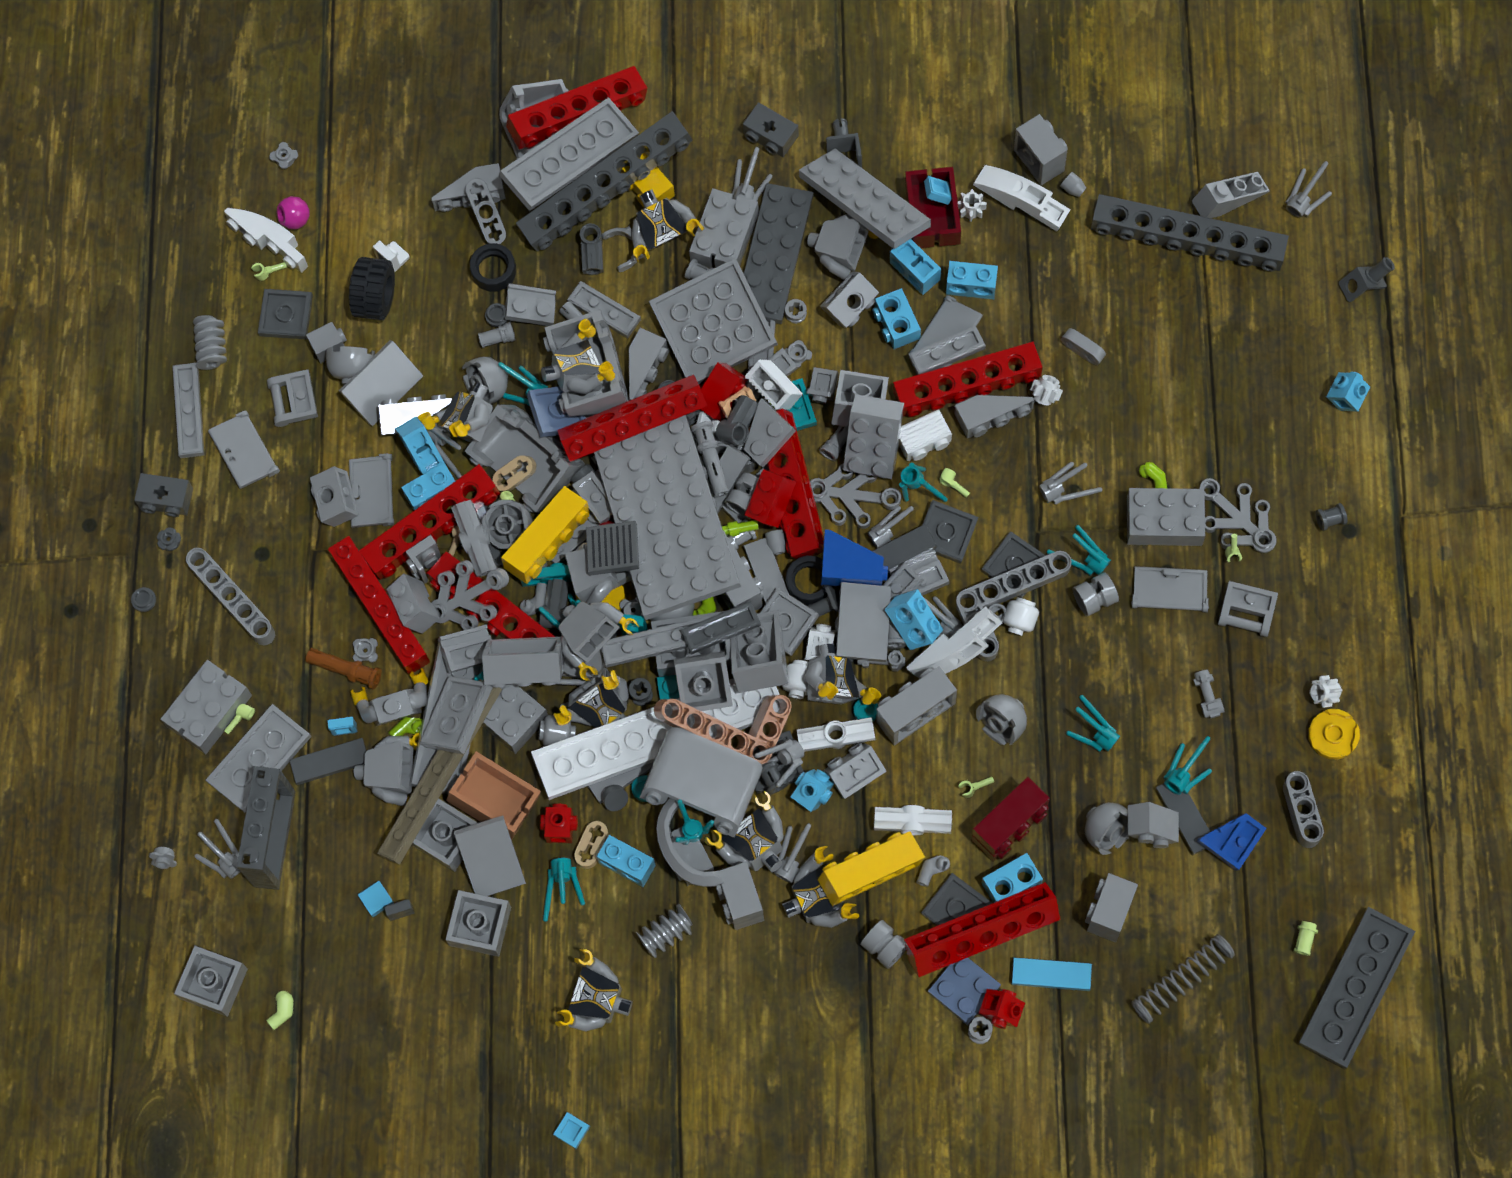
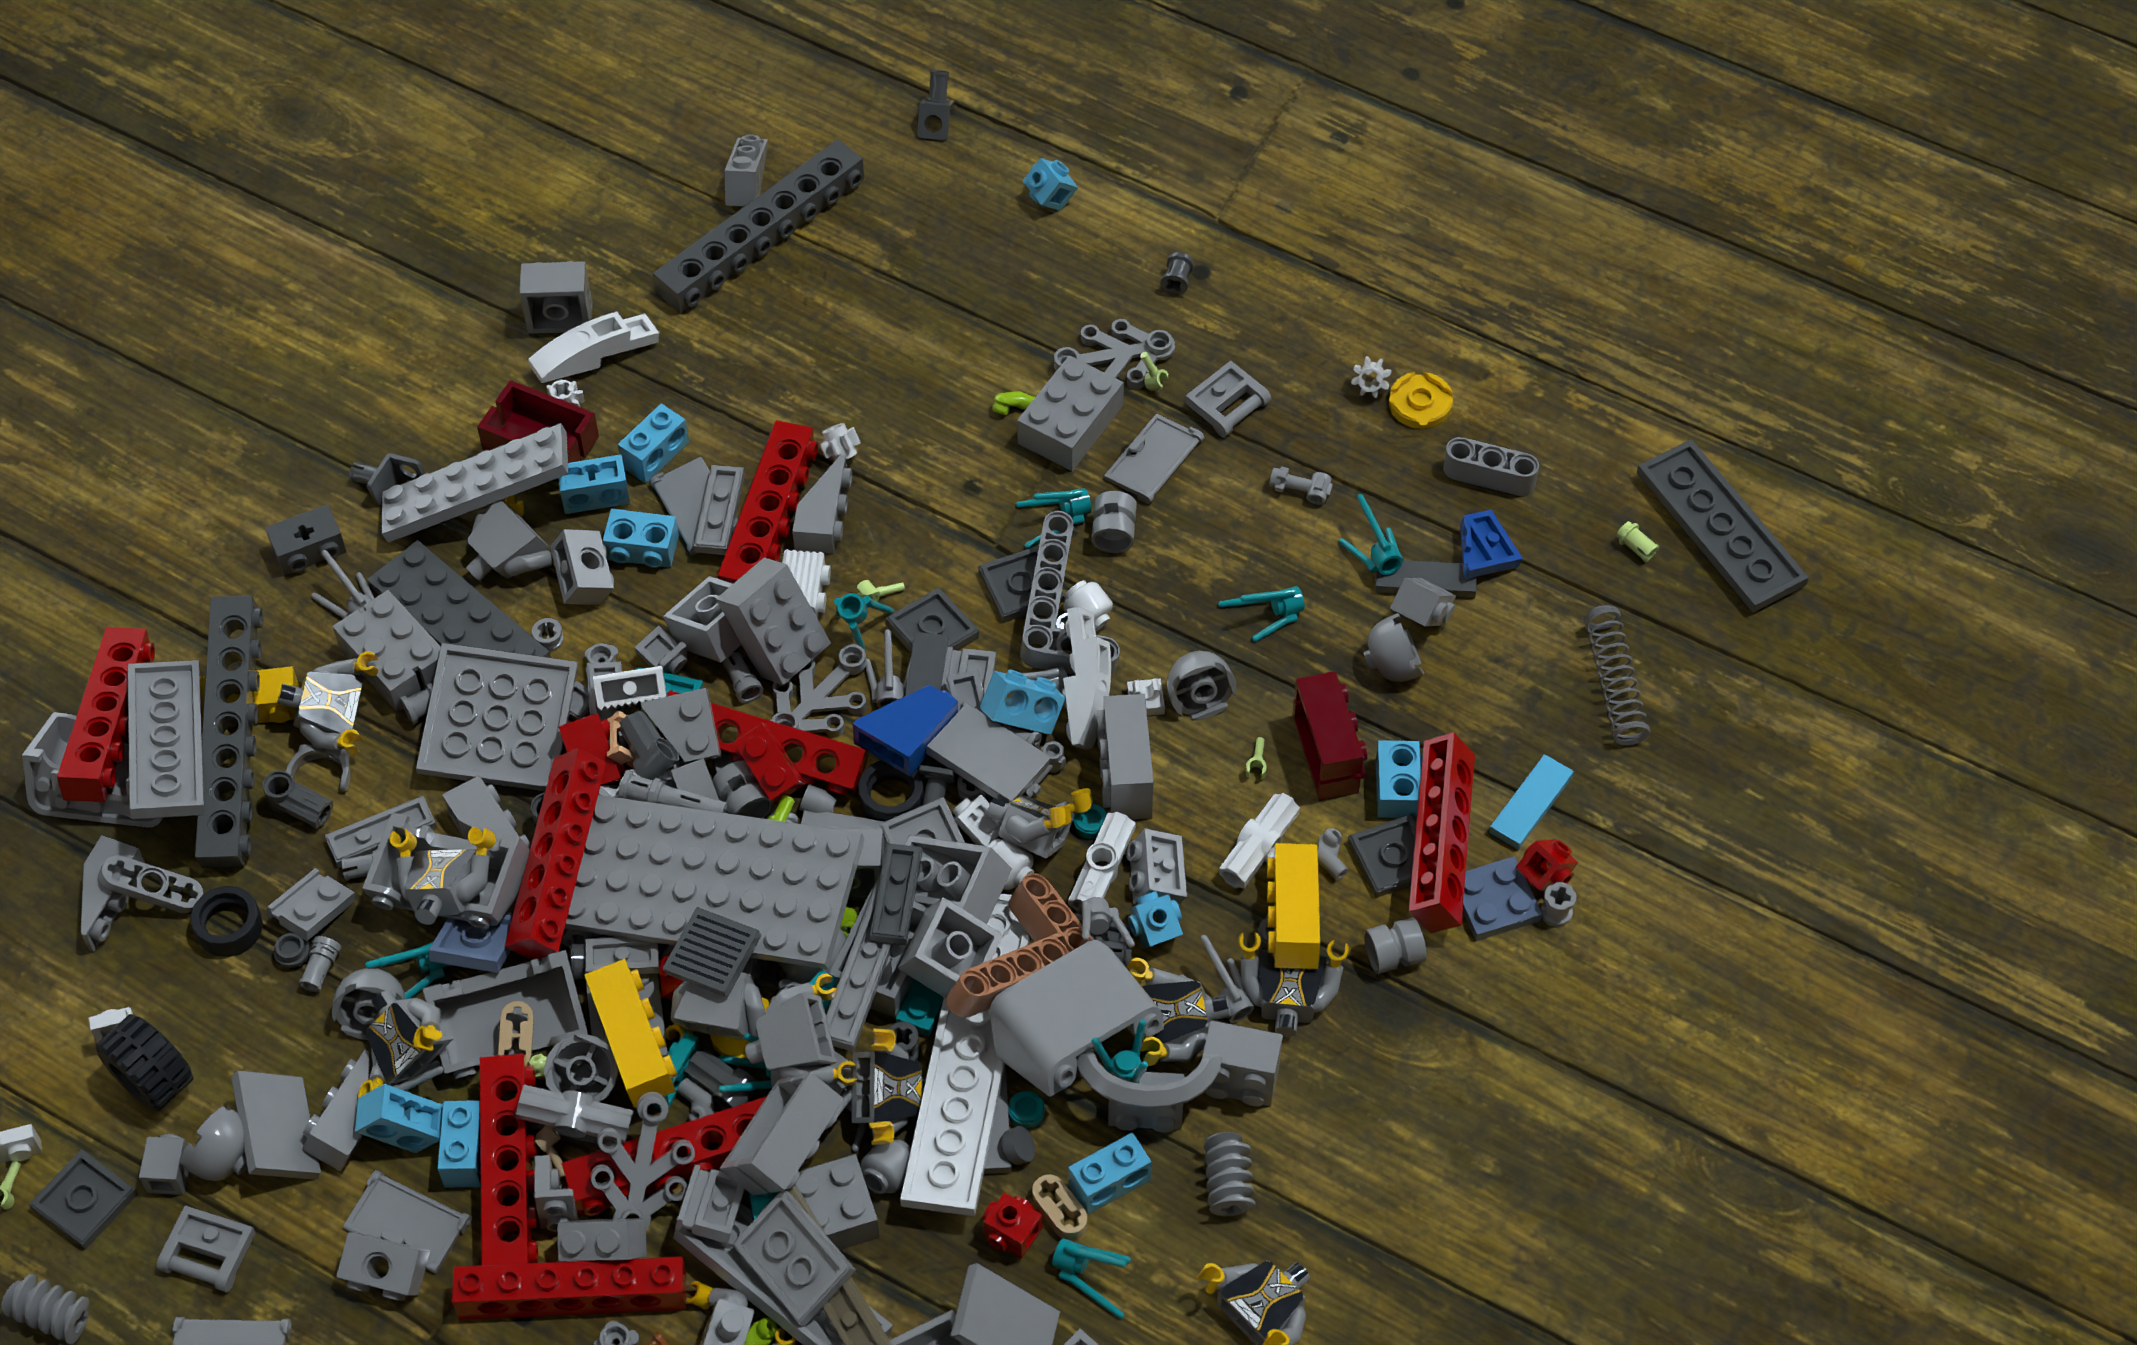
camera: 65 degrees left, 15 degrees down
(493, 792) = (920, 1274): nougat piece -> none
(938, 190) = (524, 410): medium azure tile -> none
(977, 690) = (1153, 694): none -> white tile
(1052, 487) = (959, 500): light grey plant -> none
(1073, 185) = (617, 298): light grey hose -> none
(1083, 346) = (814, 385): light grey beam -> none
(1113, 903) = (1496, 692): light grey brick -> none
(1299, 204) = (805, 118): light grey plant -> none

